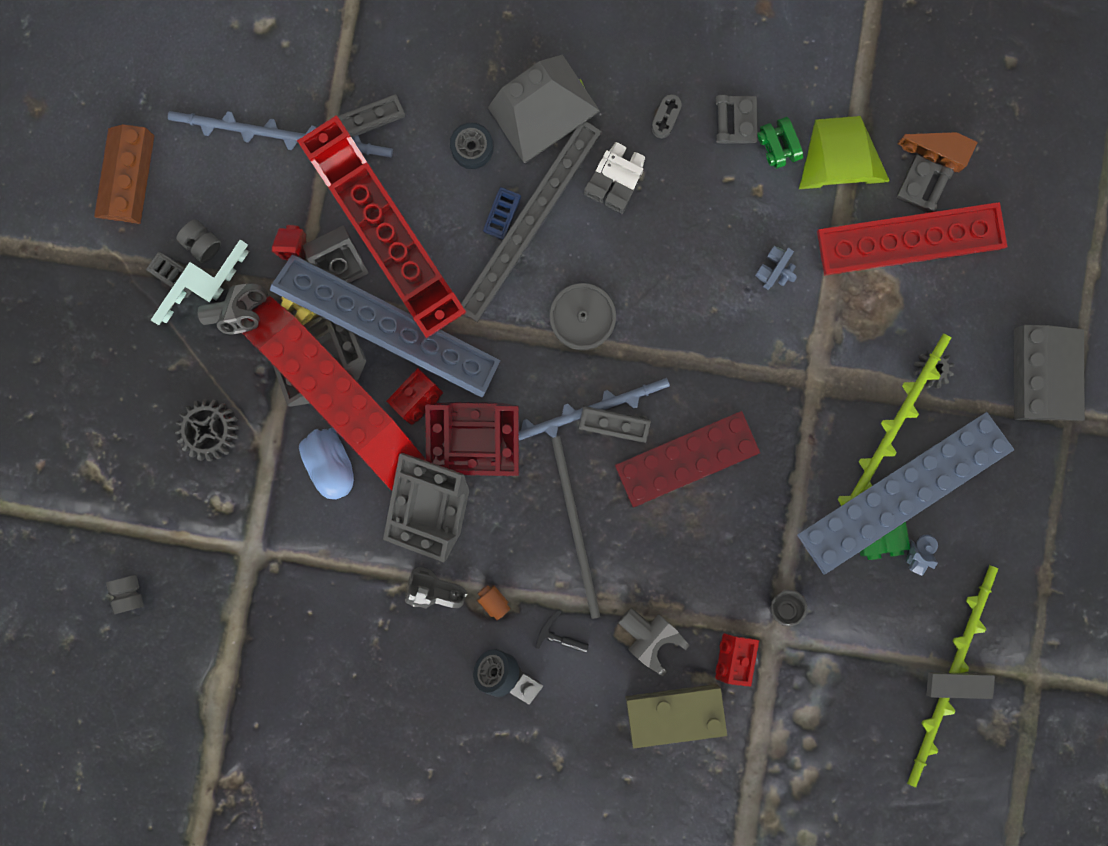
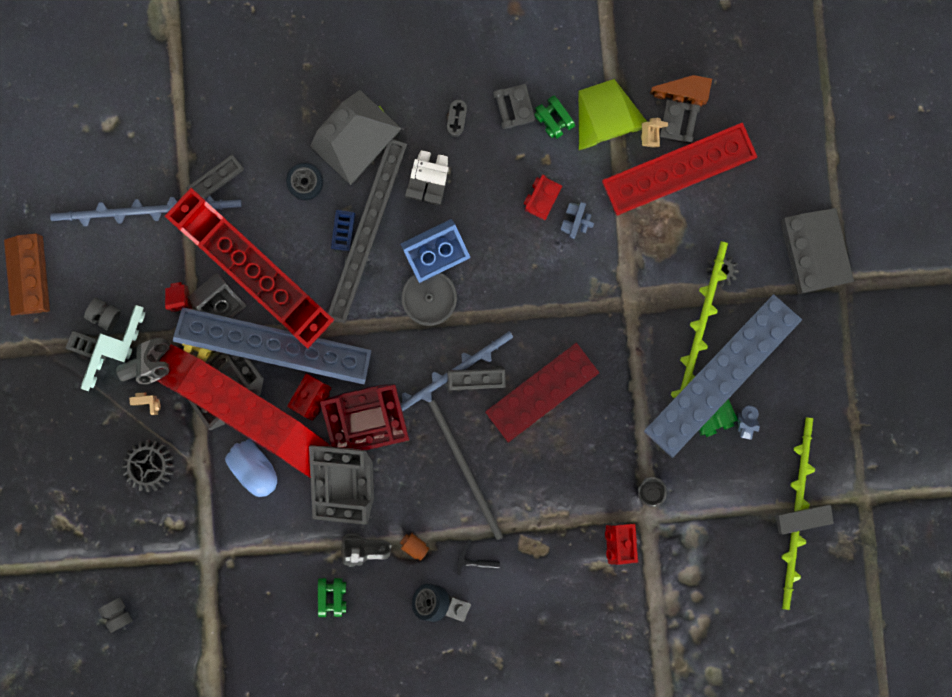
camera: 15 degrees left, 0 degrees up
(220, 350) = (143, 399): none -> tan bracket
(387, 649) = (338, 589): none -> green brick
(604, 262) = (435, 250): none -> medium blue slope
(650, 638) = (547, 543): dark grey connector -> none
(676, 716) = (583, 601): olive brick -> none
(744, 233) = (543, 197): none -> red bracket
(889, 187) = (651, 132): none -> tan bracket

